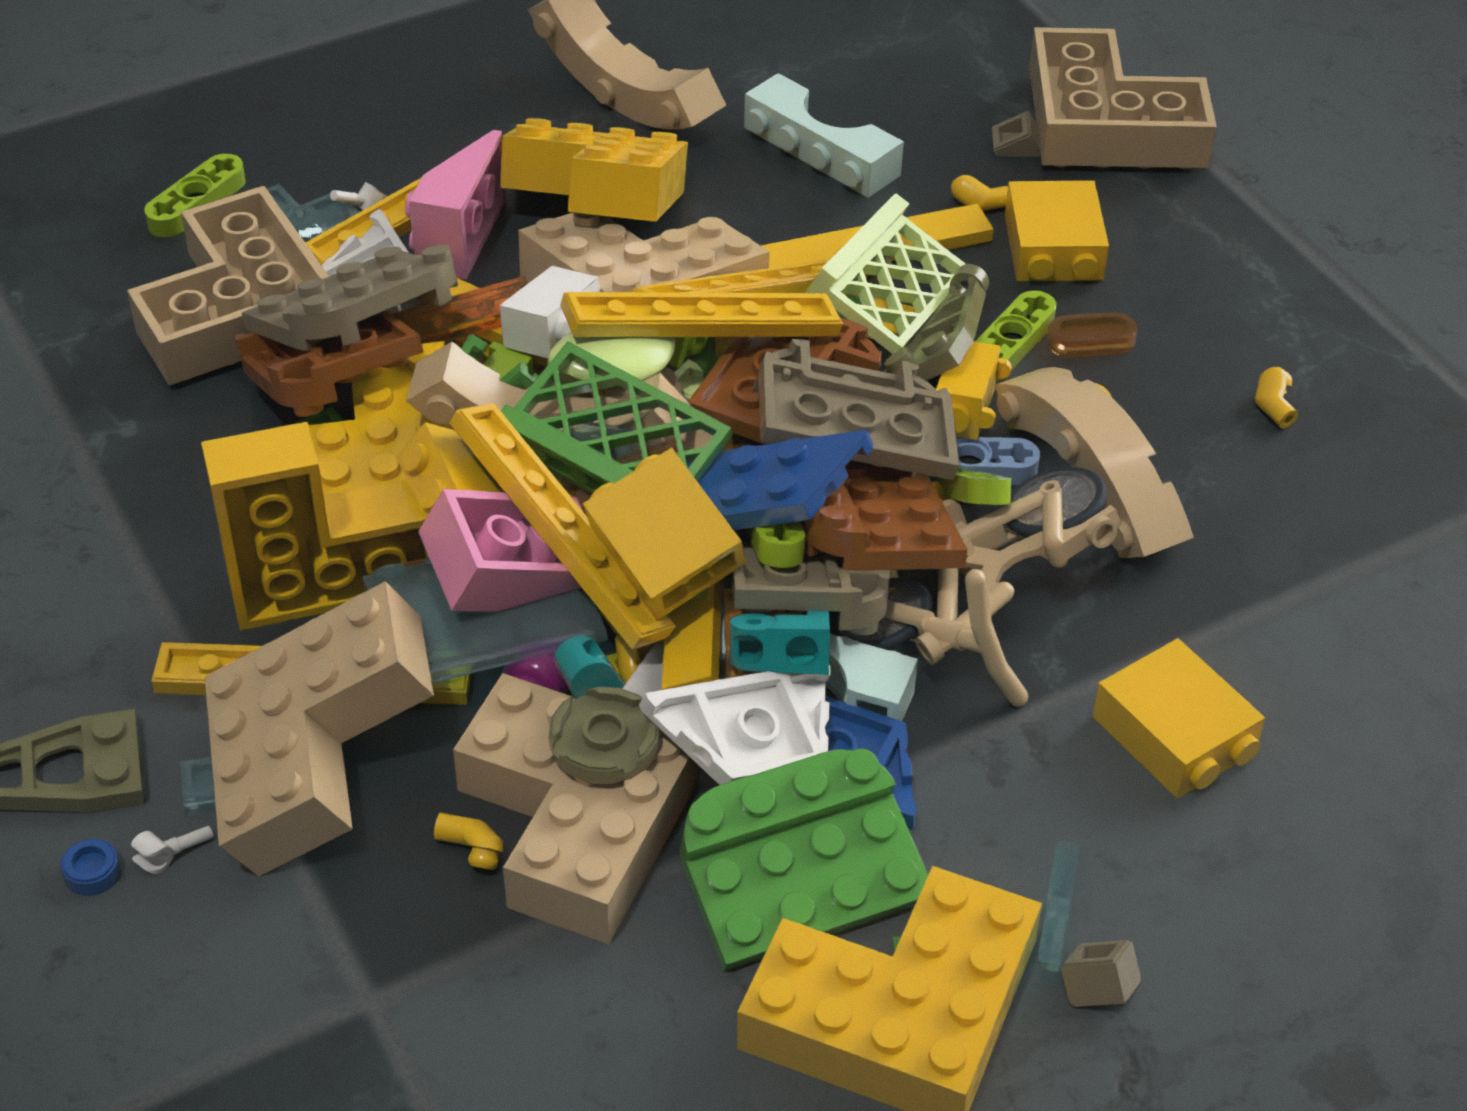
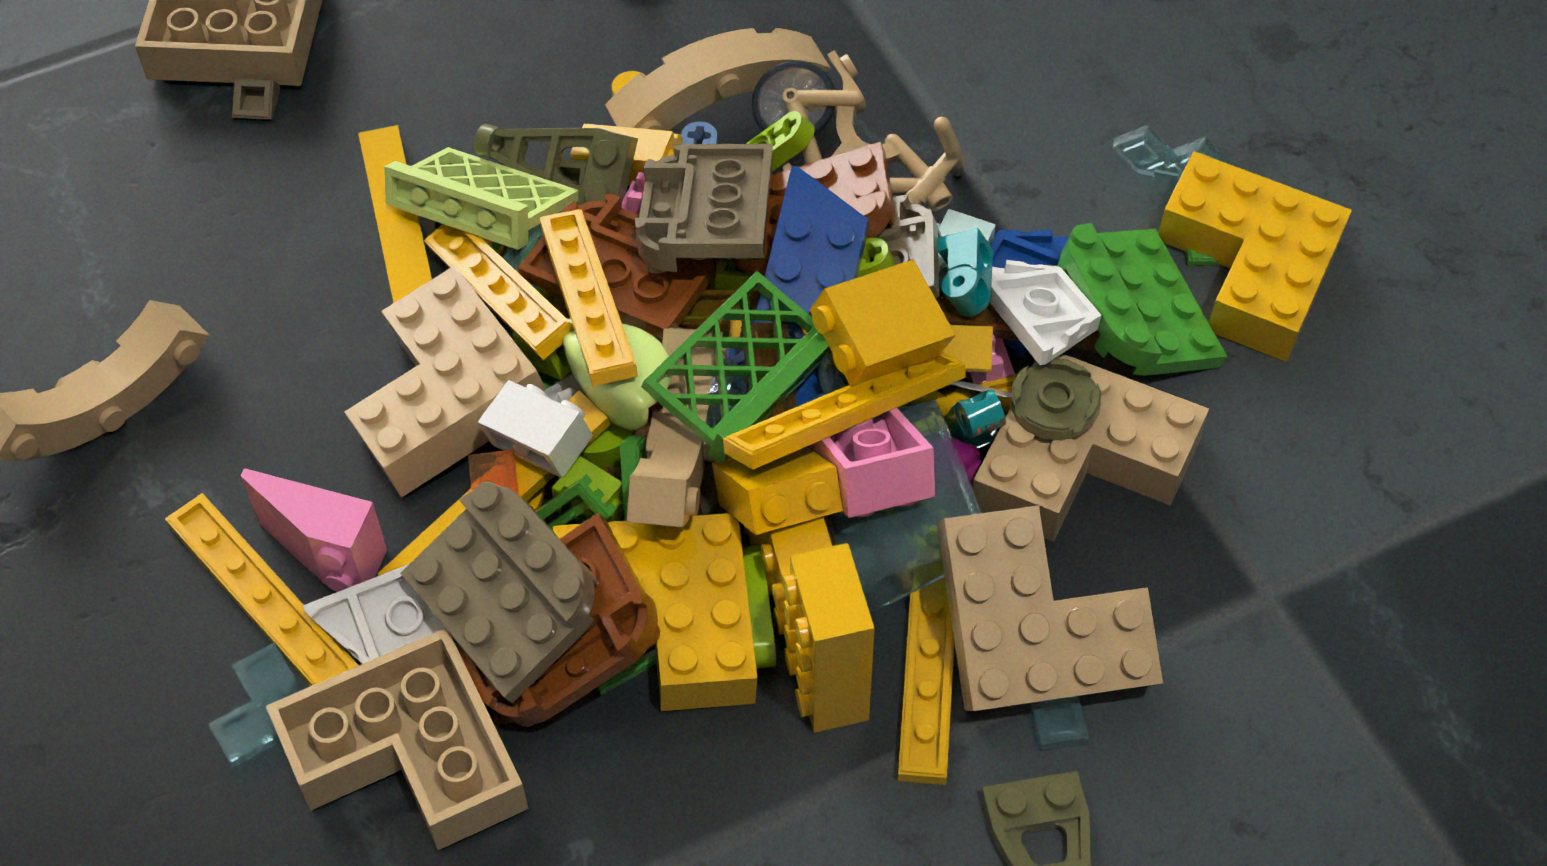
camera: 85 degrees left, 10 degrees up
(90, 867) = (1154, 809): blue tile -> none
(157, 855) = (1141, 753): white hand -> none
(216, 178) = (213, 831): lime beam -> none
(365, 198) = (252, 638): white hand -> none
(471, 833) = (1111, 518): yellow arm -> none
(599, 171) = (285, 387): yellow brick -> none
(857, 157) = (194, 267): light aqua arch -> none
(971, 191) = (341, 134): yellow arm -> none
(1014, 320) = (531, 114): lime beam -> none
(1056, 231) = (412, 80): yellow brick -> none
(1092, 334) = (543, 78): clear orange tile -> none
(1101, 973) = (1223, 137): dark tan slope -> none
(1178, 718) = (988, 73): yellow brick -> none

